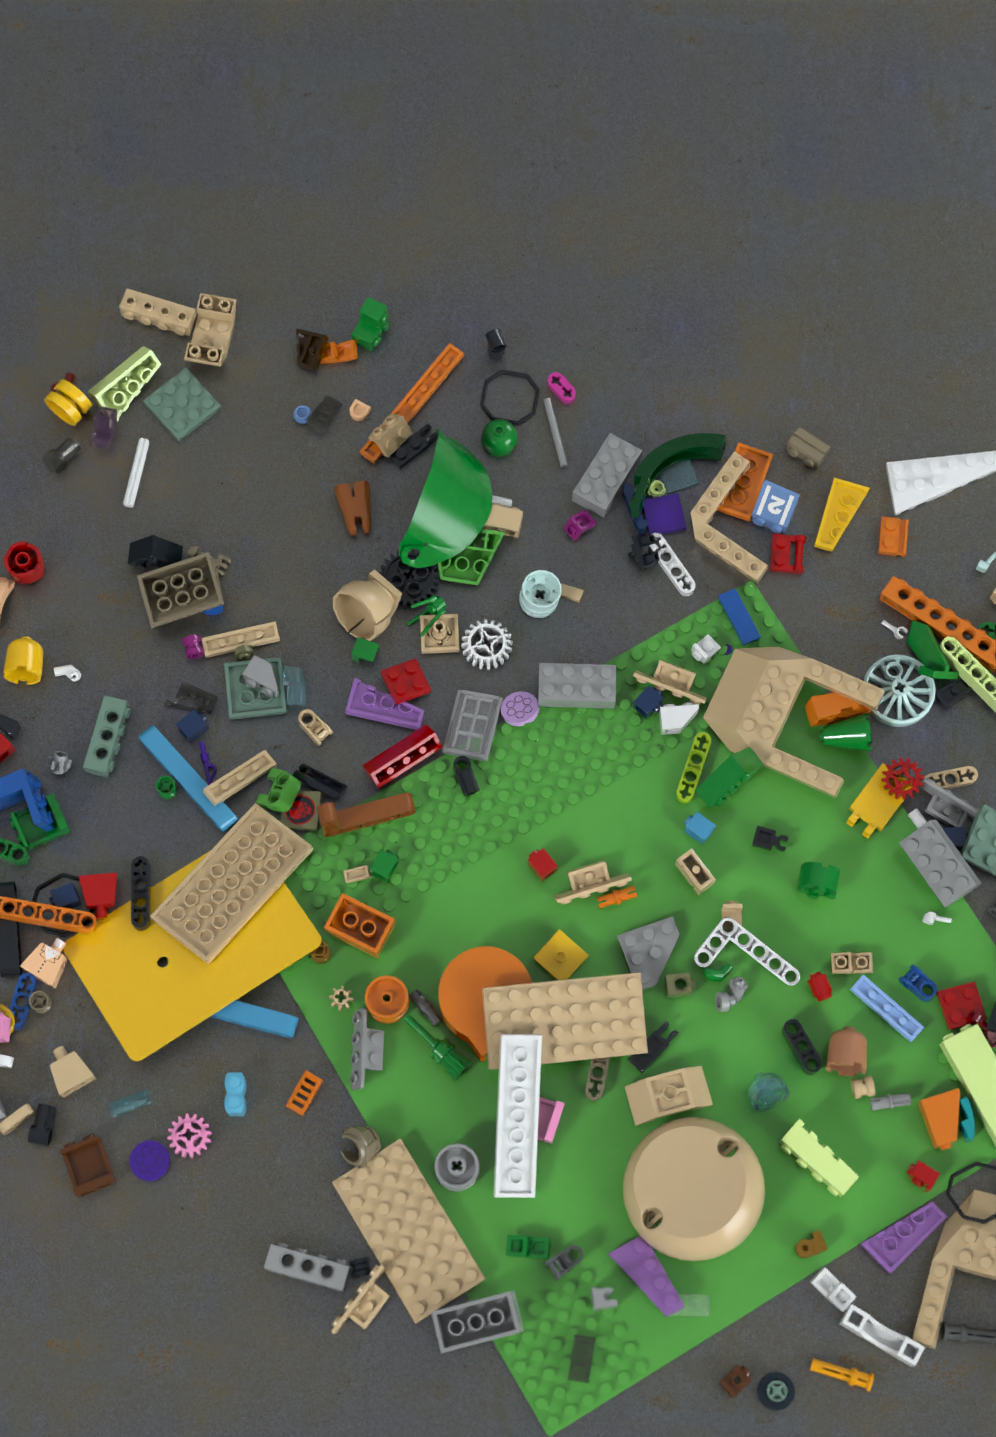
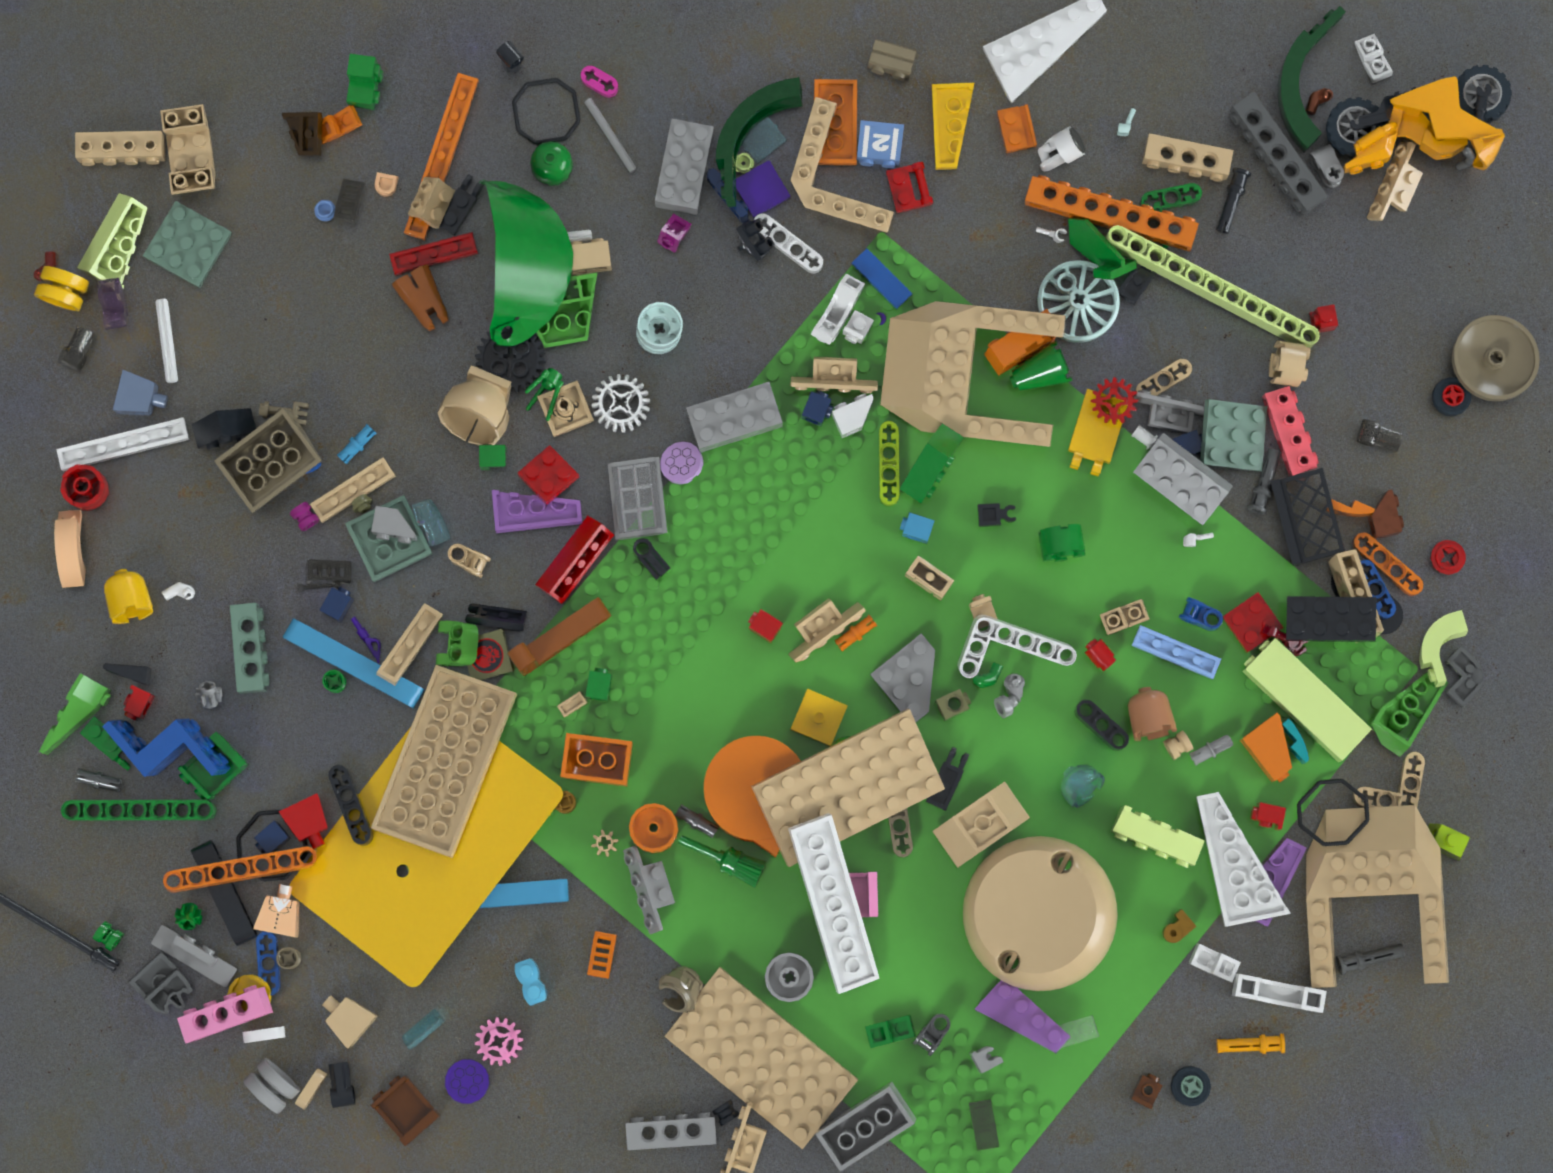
camera: 20 degrees left, 10 degrees up
(71, 540) = (123, 444): none -> white plate
(95, 507) = (137, 396): none -> sand blue torso
(258, 604) = (356, 444): none -> dark azure pin
(378, 476) = (433, 253): none -> red tile
(571, 593) = (691, 312): tan piece -> none
(695, 628) = (838, 309): none -> white arch
(879, 1219) = (1239, 877): none -> white wing
(932, 563) = (1068, 146): none -> white piece

